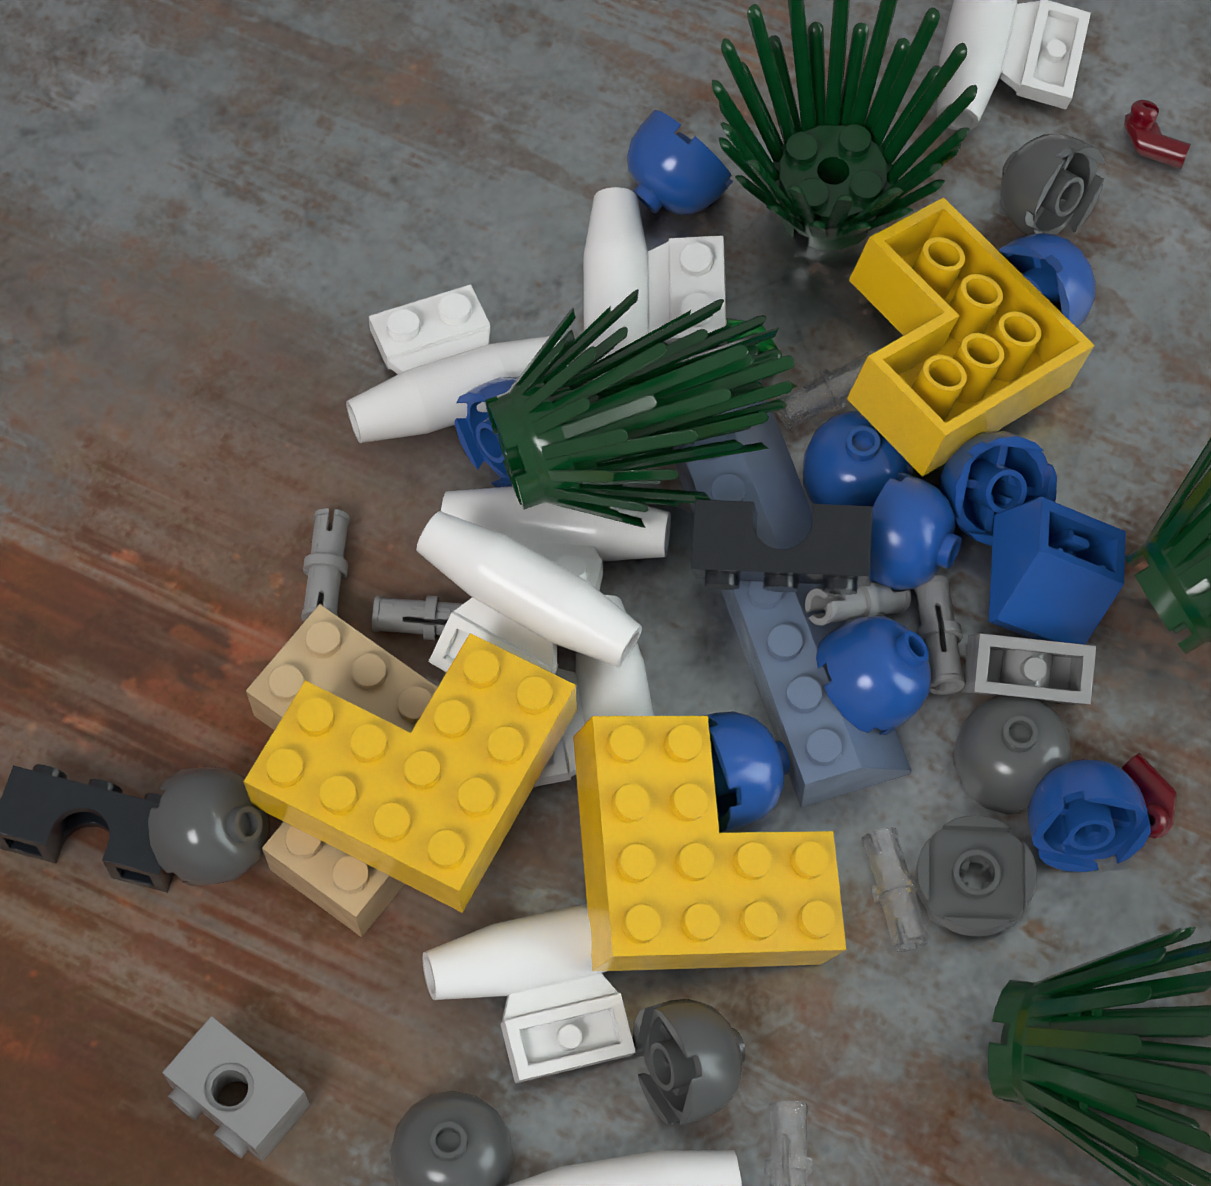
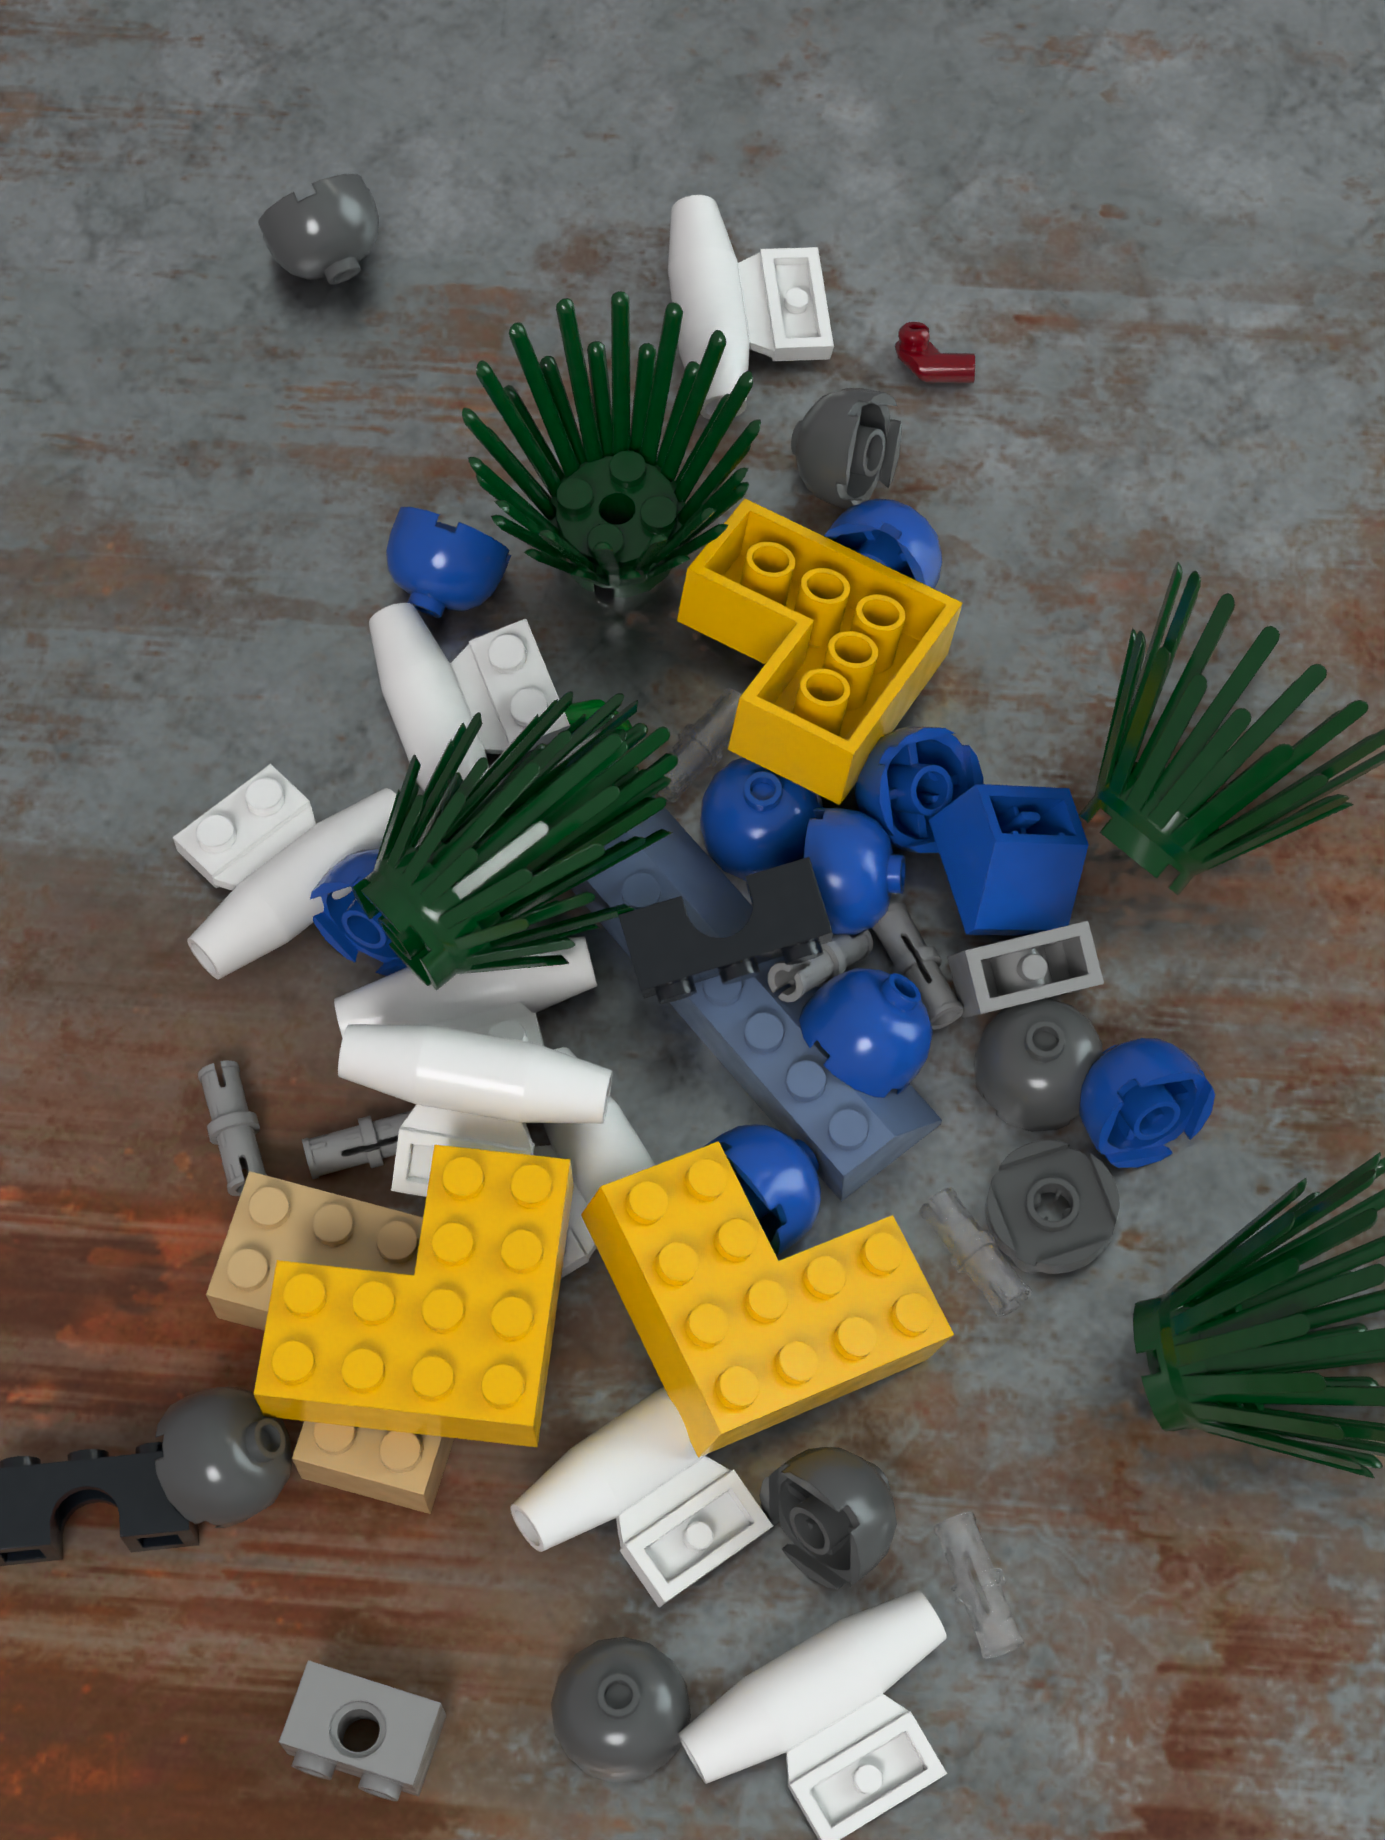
camera: 20 degrees left, 0 degrees up
(1157, 792) = (1204, 1050): dark red arm -> none

